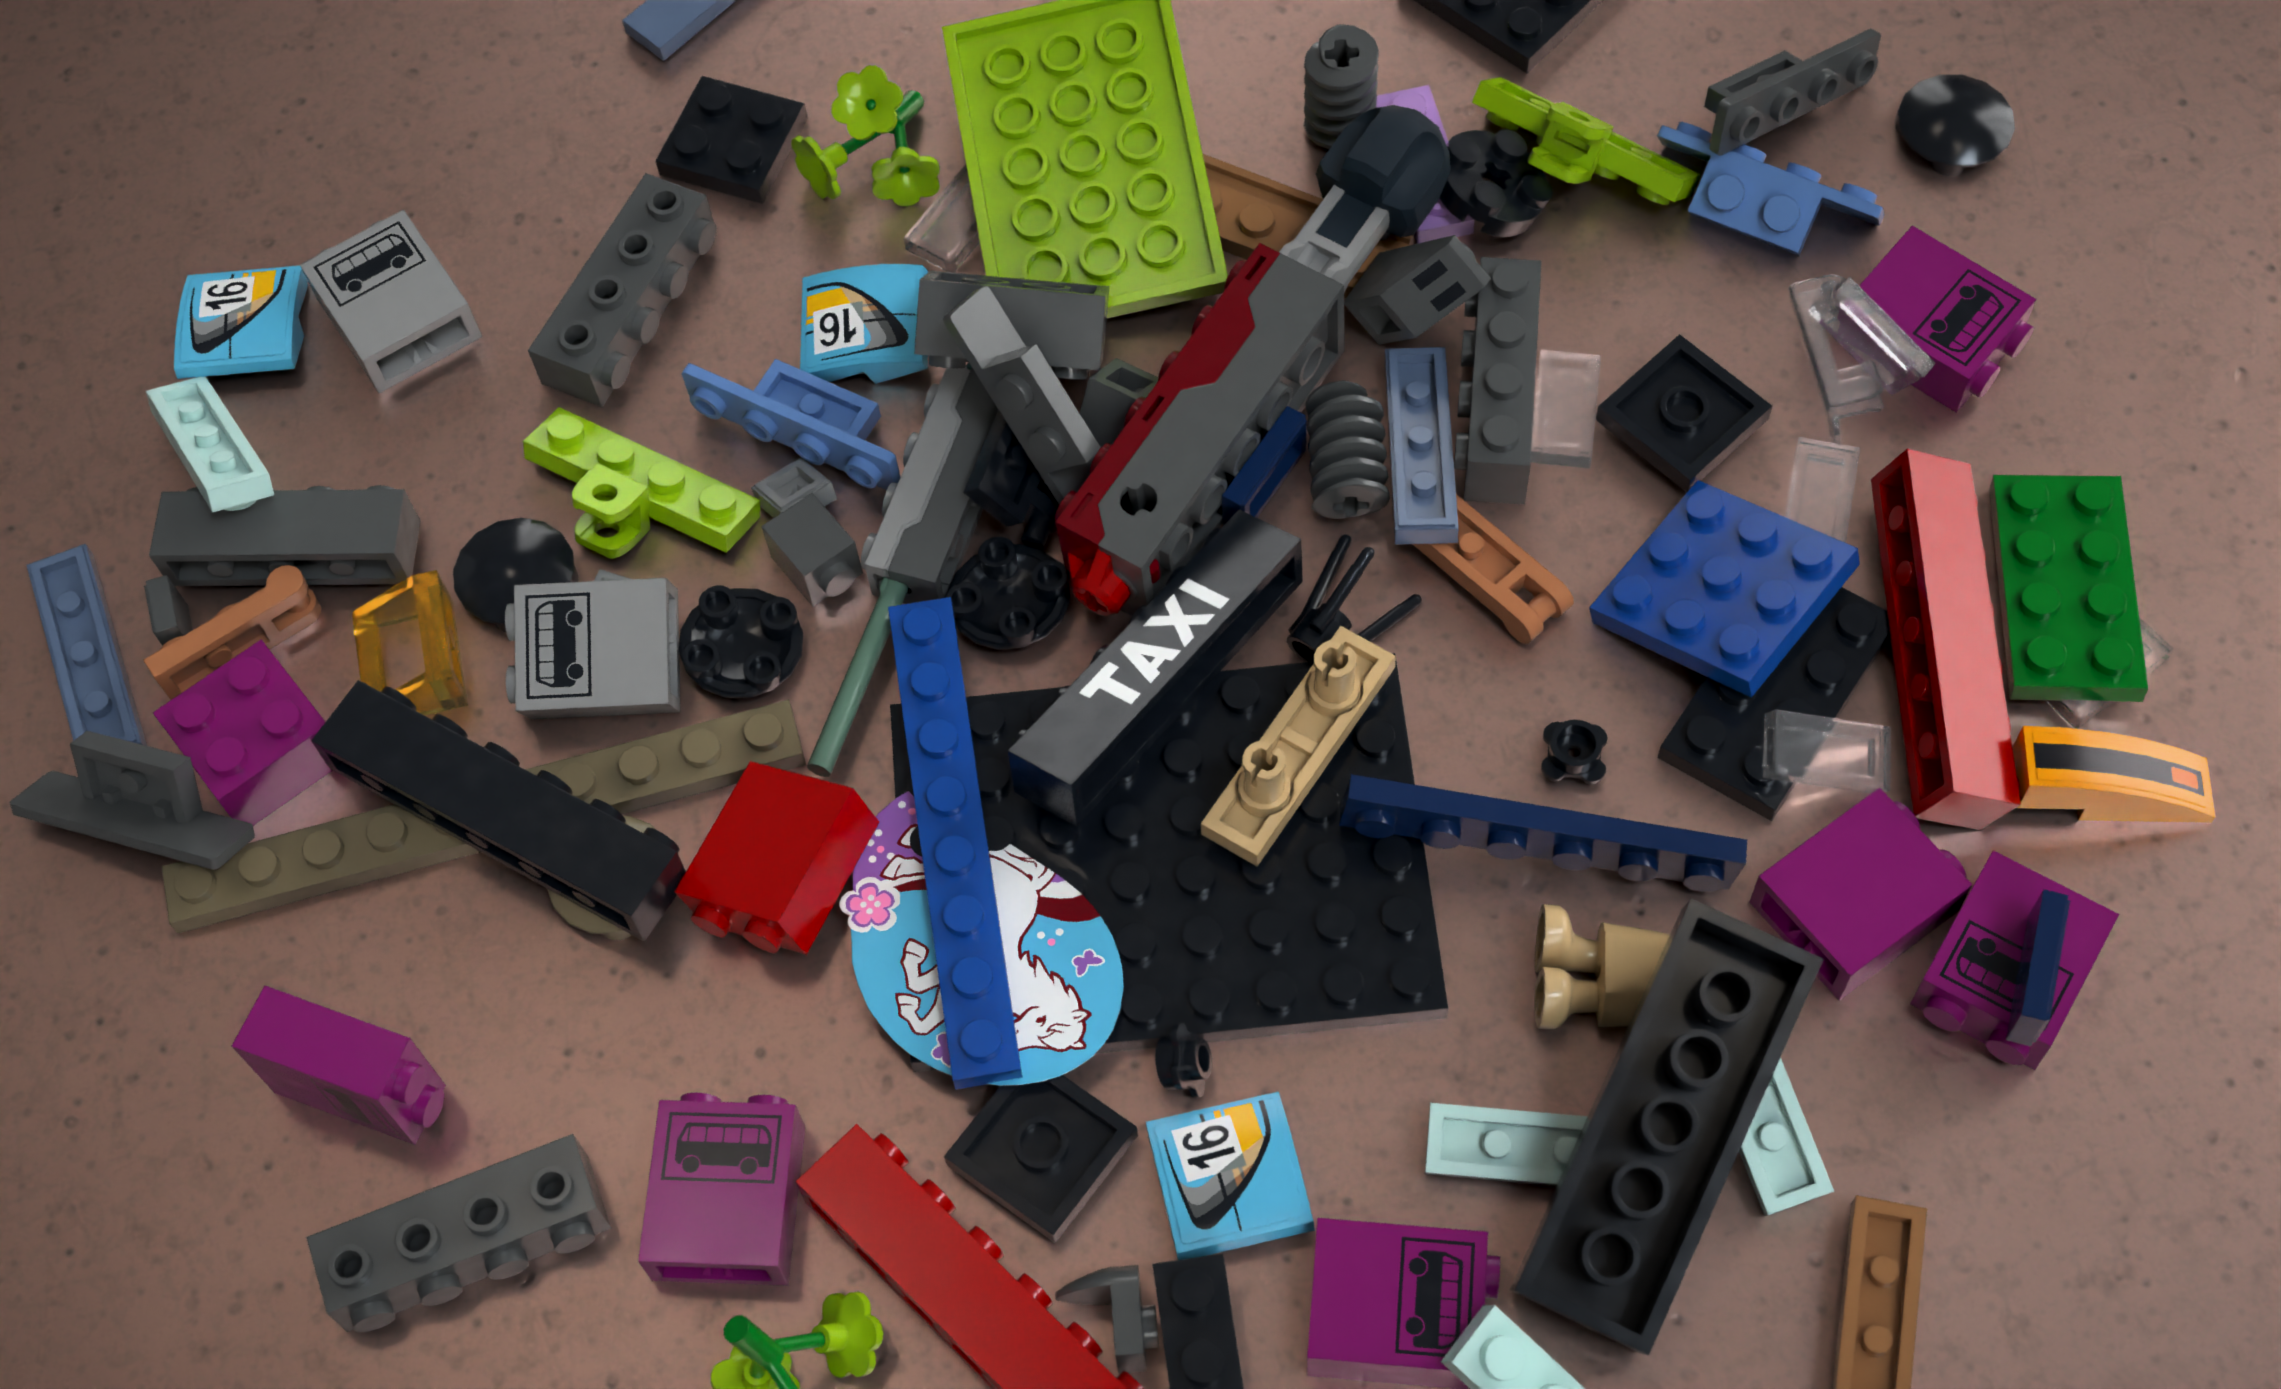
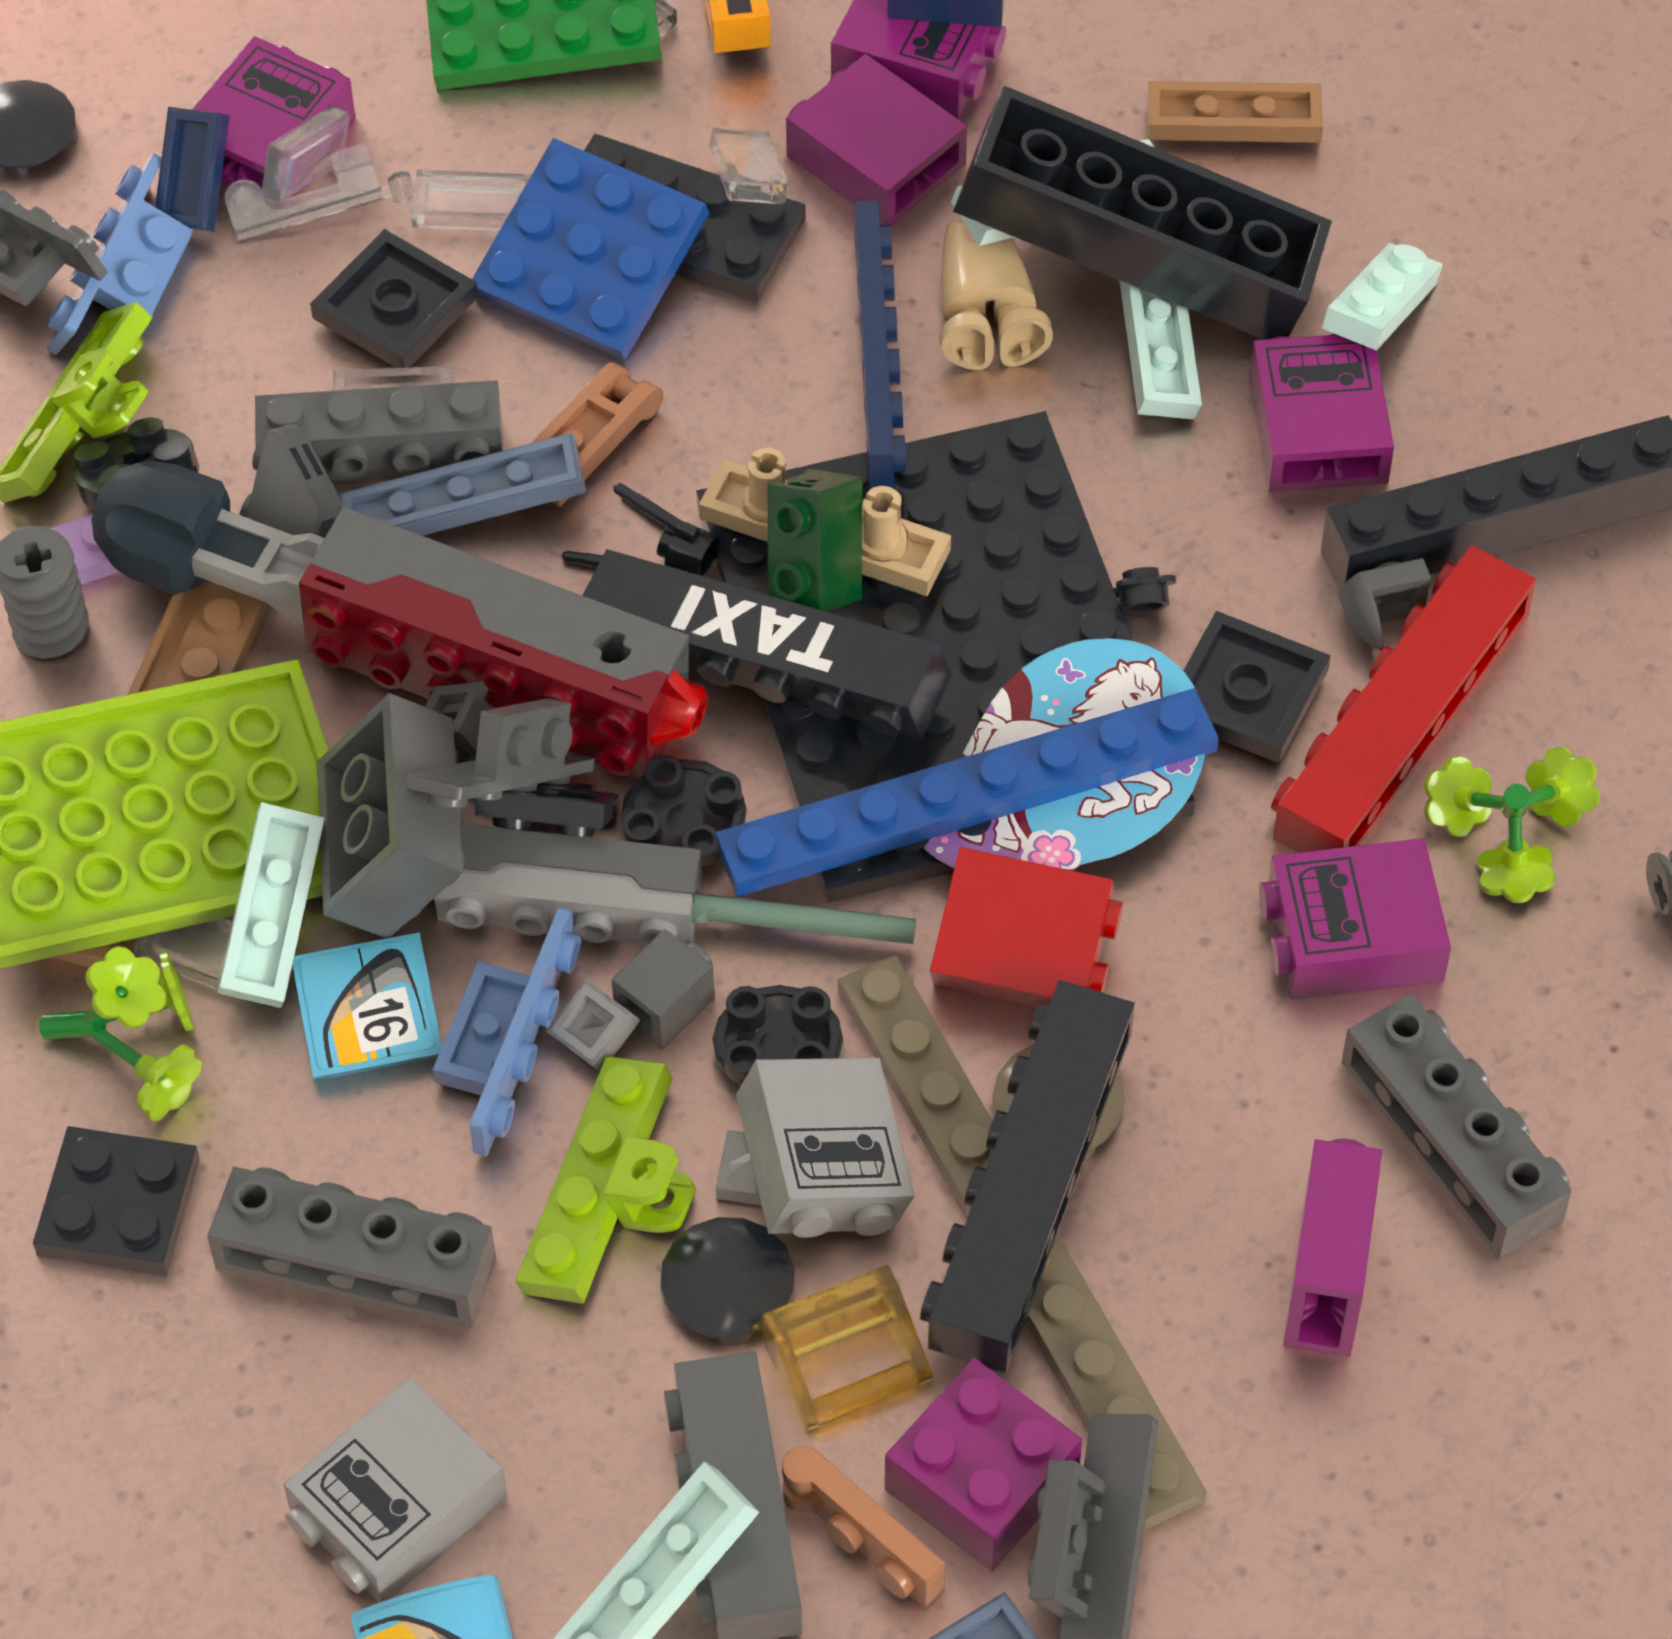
camera: 105 degrees left, 5 degrees down
(167, 609) = (853, 1600): dark grey tile -> none
(959, 237) = (270, 905): none -> light aqua plate
(1229, 1176) = (1237, 546): medium azure slope -> none
(1238, 700) = (815, 539): none -> dark green hinge
(1346, 451) = (500, 542): dark grey piece -> none
(1578, 735) = (766, 339): black plate -> none
(1861, 239) = (192, 166): none -> dark blue tile
(1944, 642) = (618, 92): brick -> none

